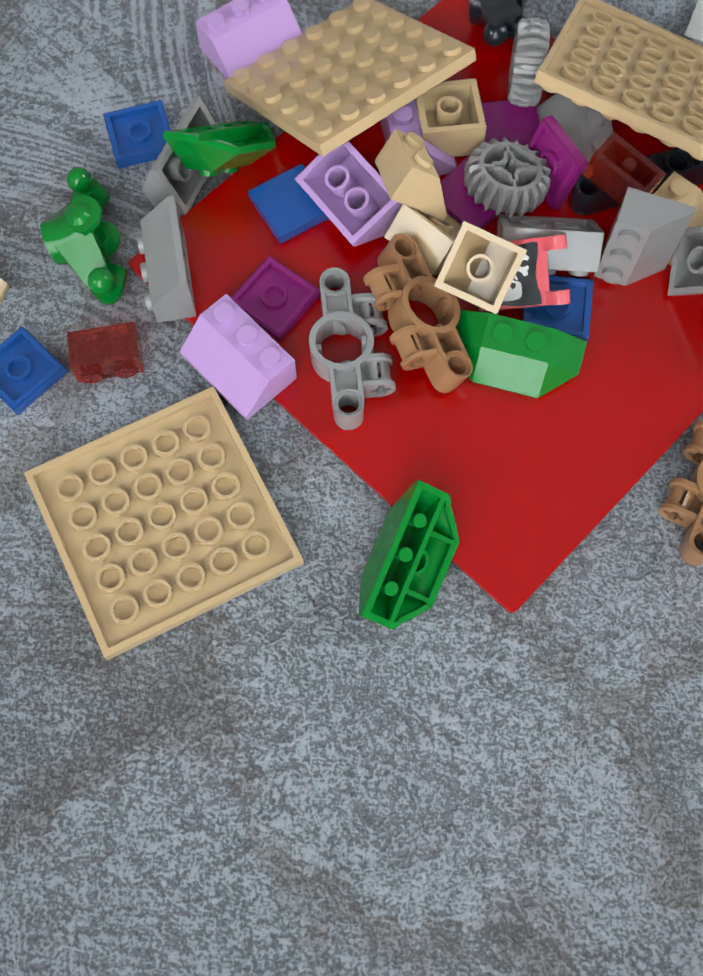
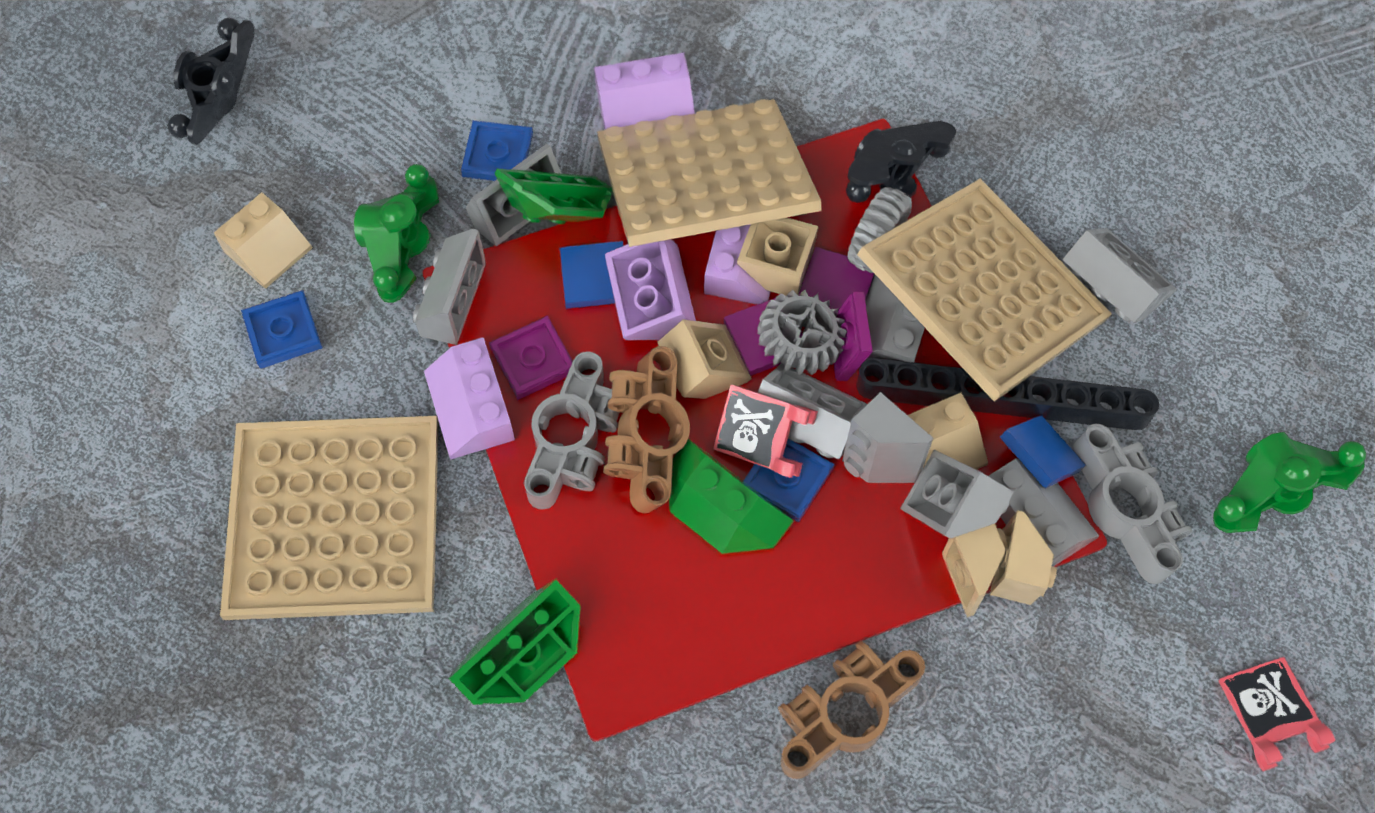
camera: 25 degrees right, 5 degrees down
(105, 352) = (360, 345): clear red brick -> none
(411, 174) = (704, 297): tan slope -> none
(480, 267) = (717, 409): tan slope -> none
(621, 166) = (901, 374): clear red brick -> none

